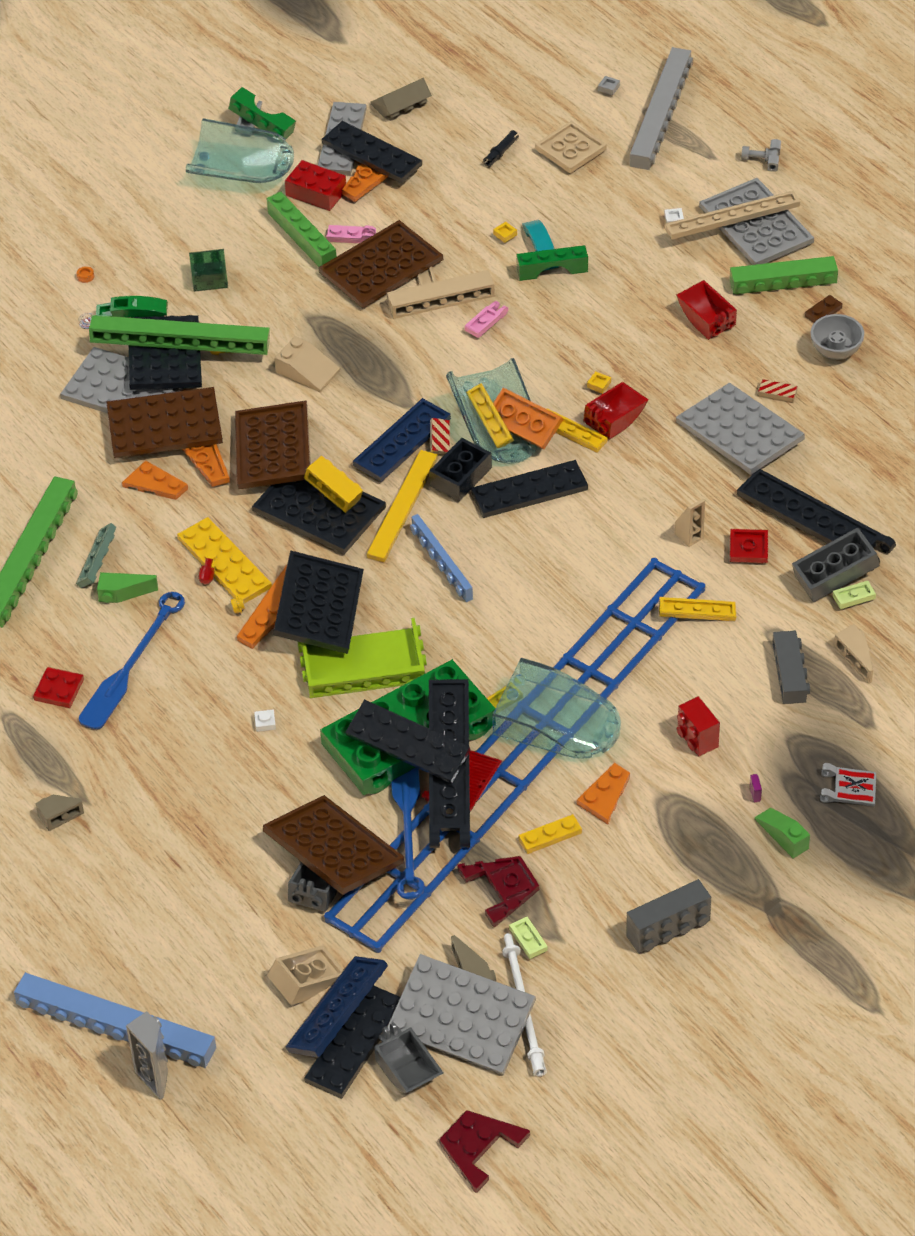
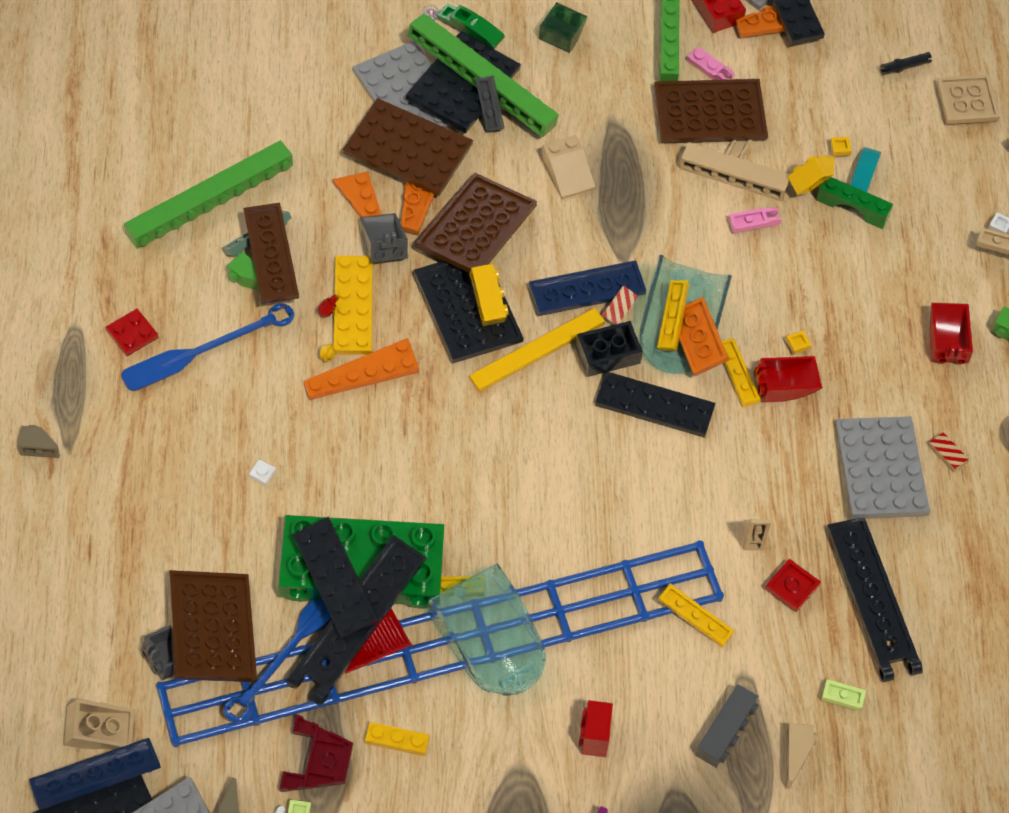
camera: 30 degrees right, 10 degrees up
(127, 557) = (271, 253): none -> reddish brown plate
(204, 352) = (489, 103): none -> dark grey tile
(207, 497) = (384, 237): none -> dark grey piece
(318, 602) = (387, 395): black plate -> none
(371, 663) = (382, 472): lime panel -> none
(443, 560) = (523, 427): medium blue plate -> none
(506, 258) = (812, 173): none -> yellow slope
(605, 792) = (471, 733): orange wing -> none
(835, 564) = (846, 657): dark grey brick -> none

